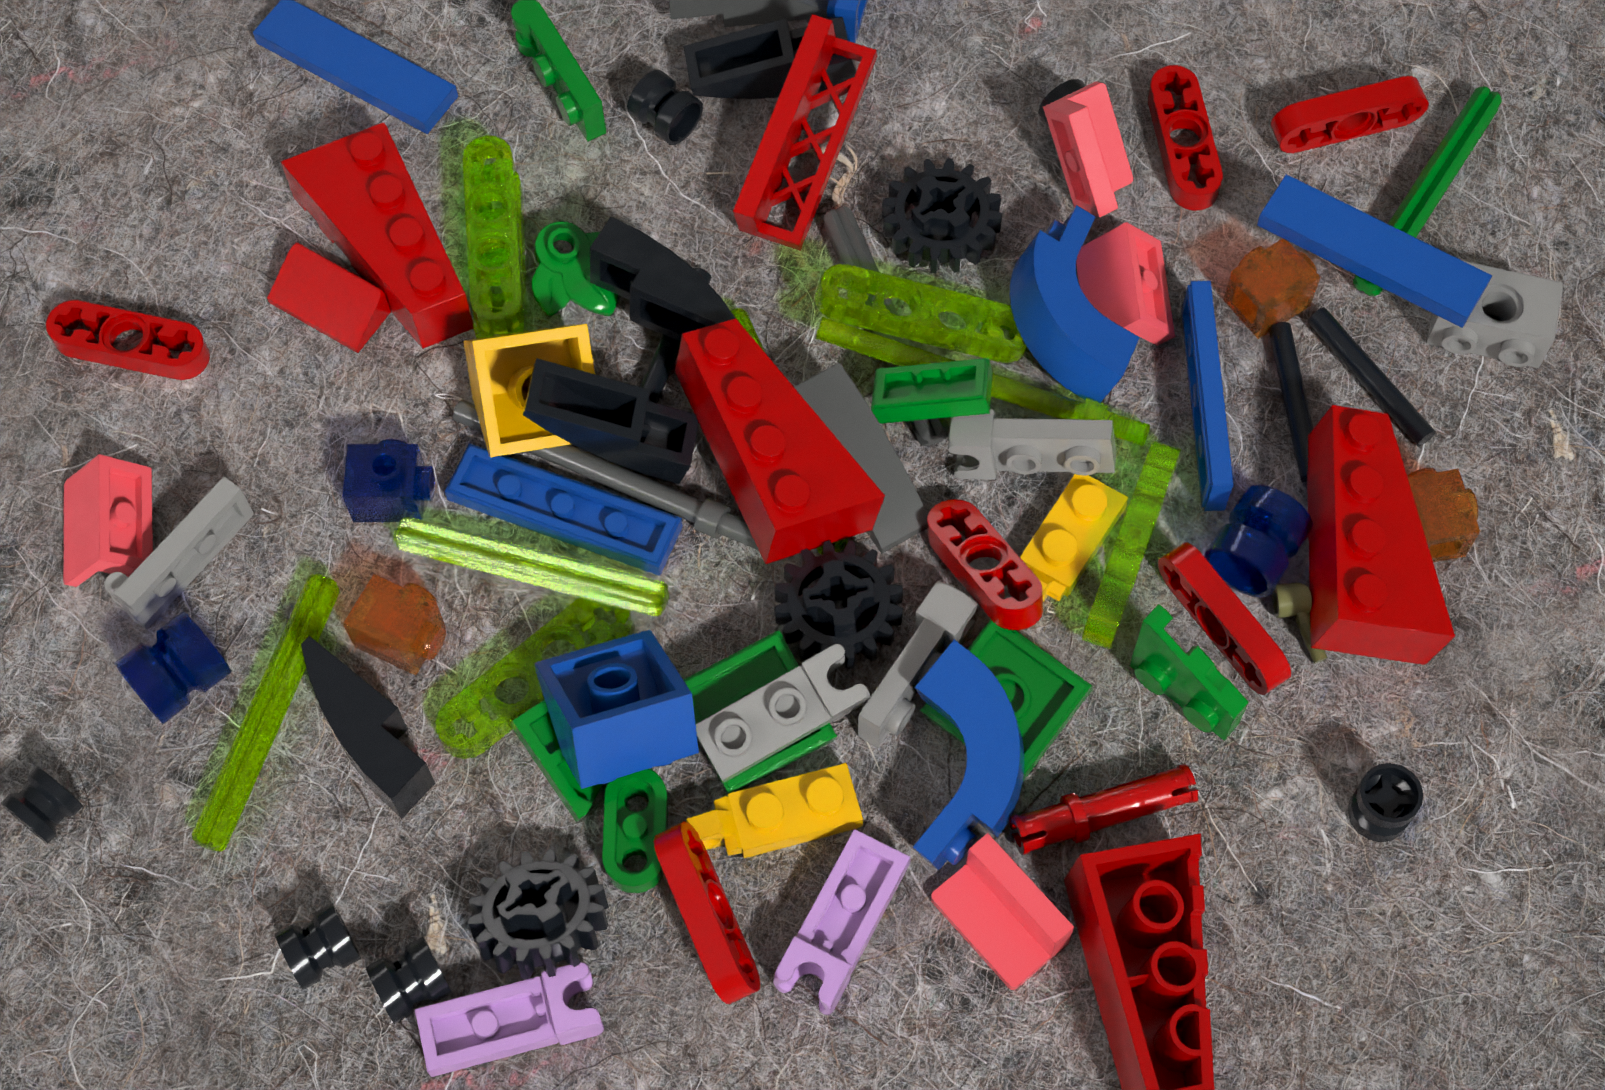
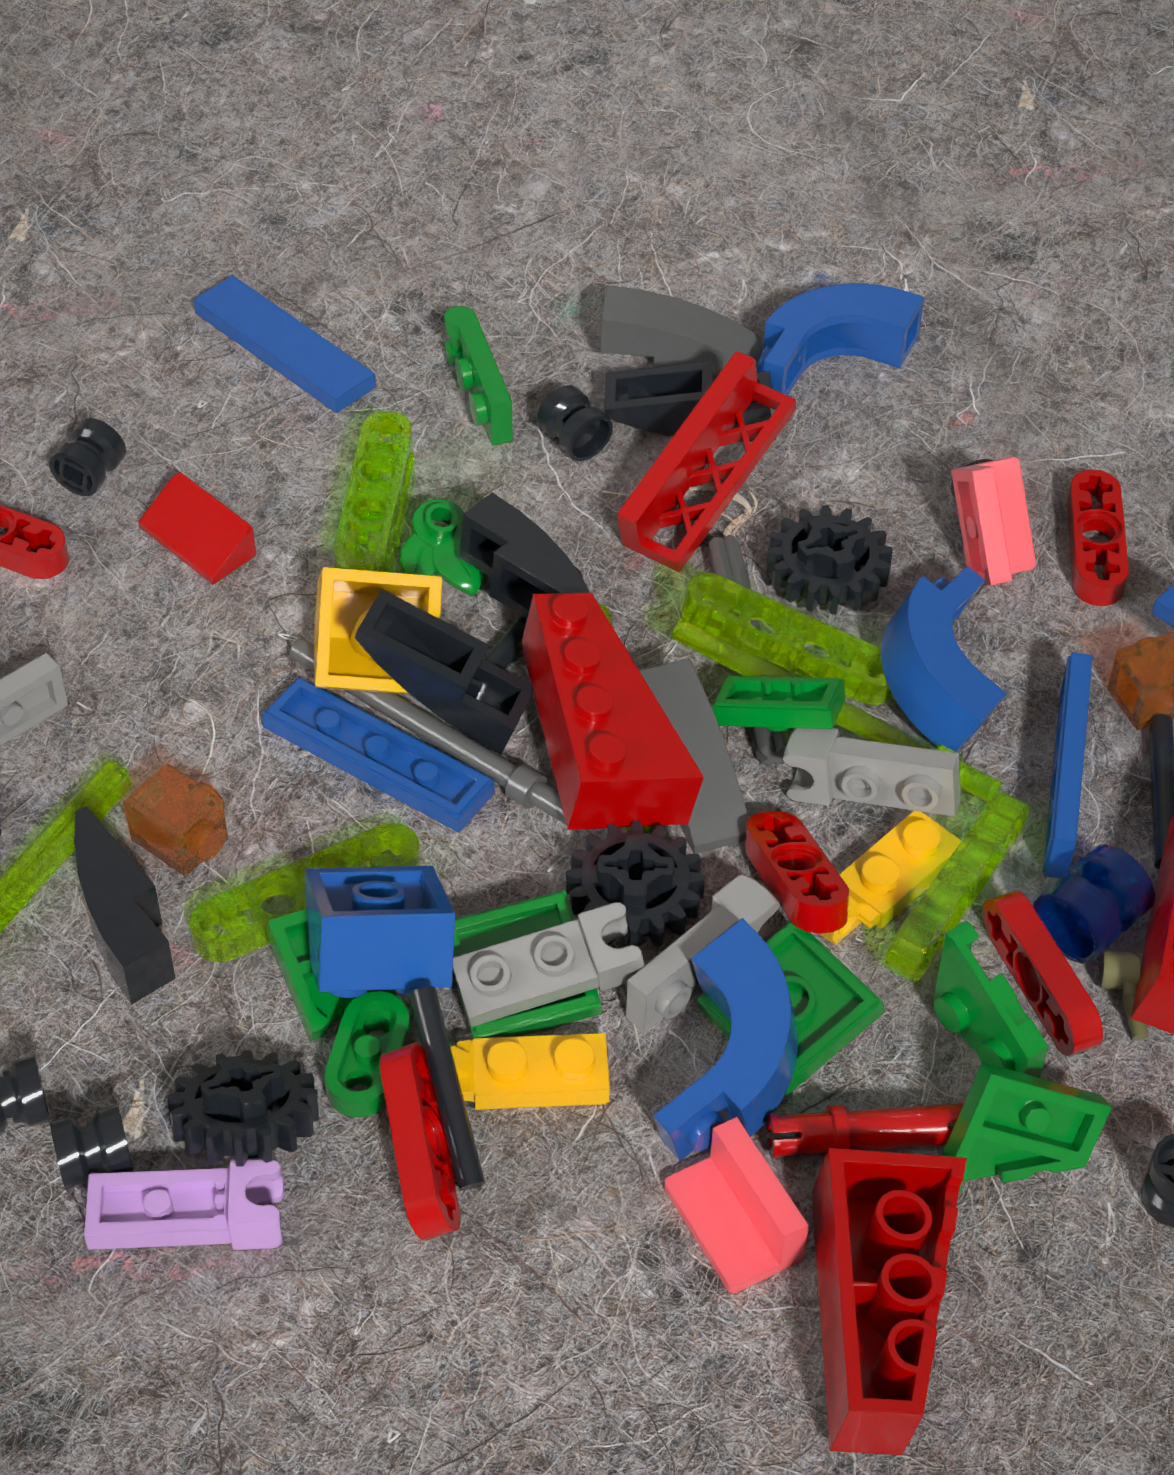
camera: 10 degrees right, 15 degrees down
(198, 238) = (88, 456): none -> black wheel
(378, 220) = (267, 473): red wedge -> none
(386, 481) = (205, 694): clear blue brick -> none
(532, 566) = (331, 791): clear neon green axle -> none
(718, 854) = (447, 1088): none -> black bar
(843, 918) = (561, 1182): lavender plate -> none
(1128, 282) = (1012, 648): coral panel -> none
(1238, 782) = (1024, 1126): none -> green wing

